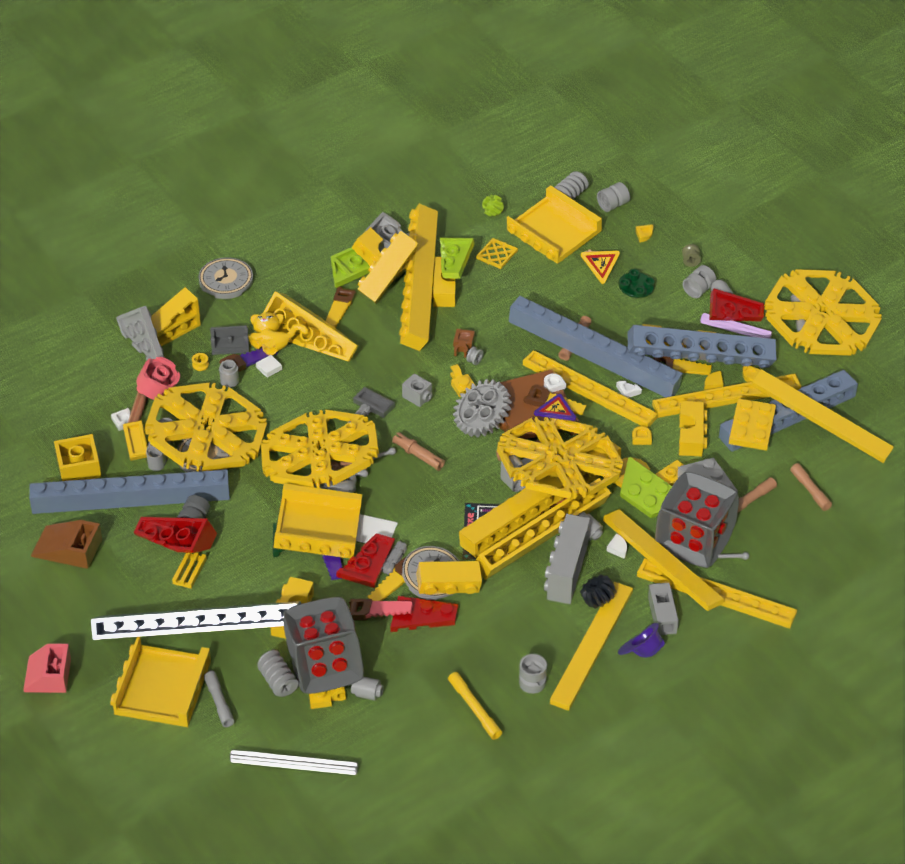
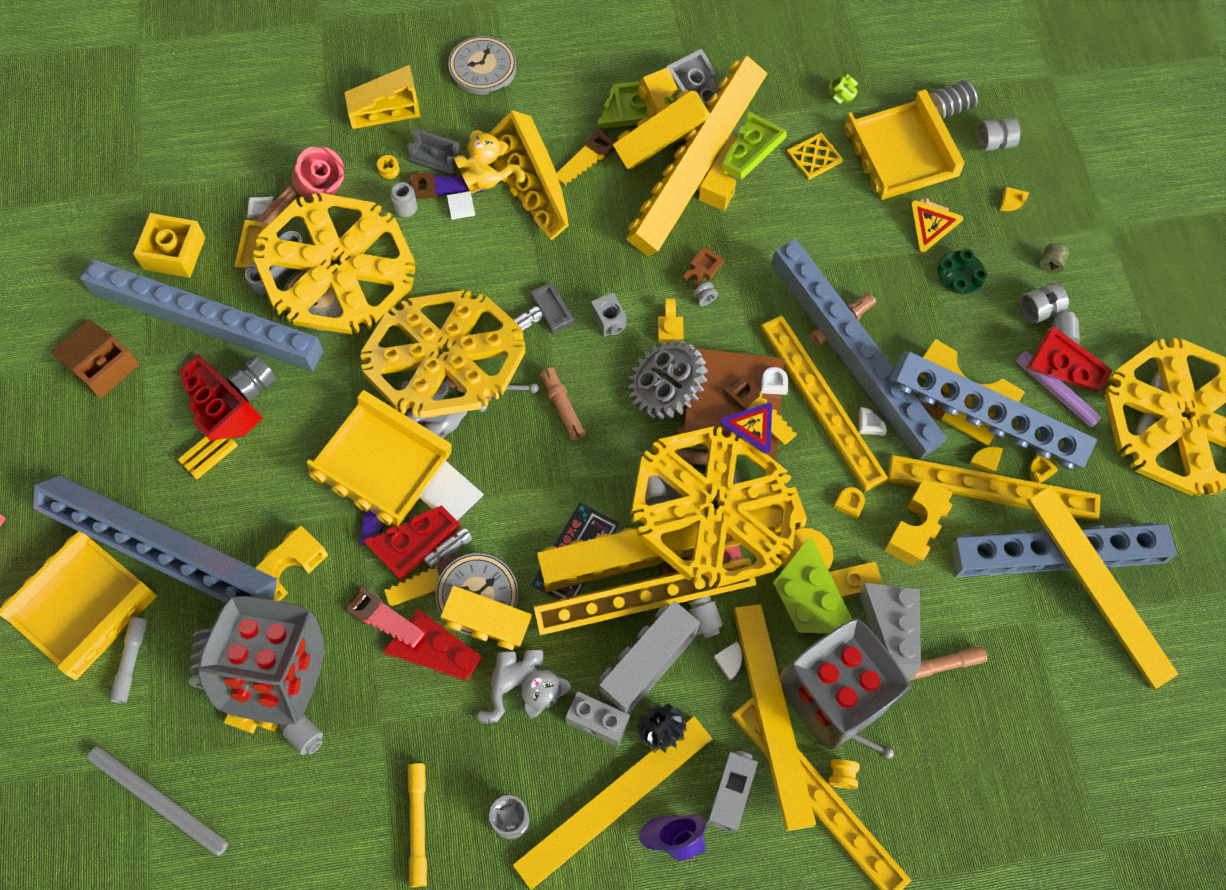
camera: 25 degrees right, 20 degrees up
(139, 328) = (336, 88): light grey plate -> none
(505, 604) = (538, 687): none -> light grey animal
(555, 604) = (597, 719): none -> light grey brick
(725, 572) = (844, 774): none -> yellow wheel
(752, 424) = (998, 560): yellow plate -> none
(818, 496) = (1034, 703): nougat piece -> none

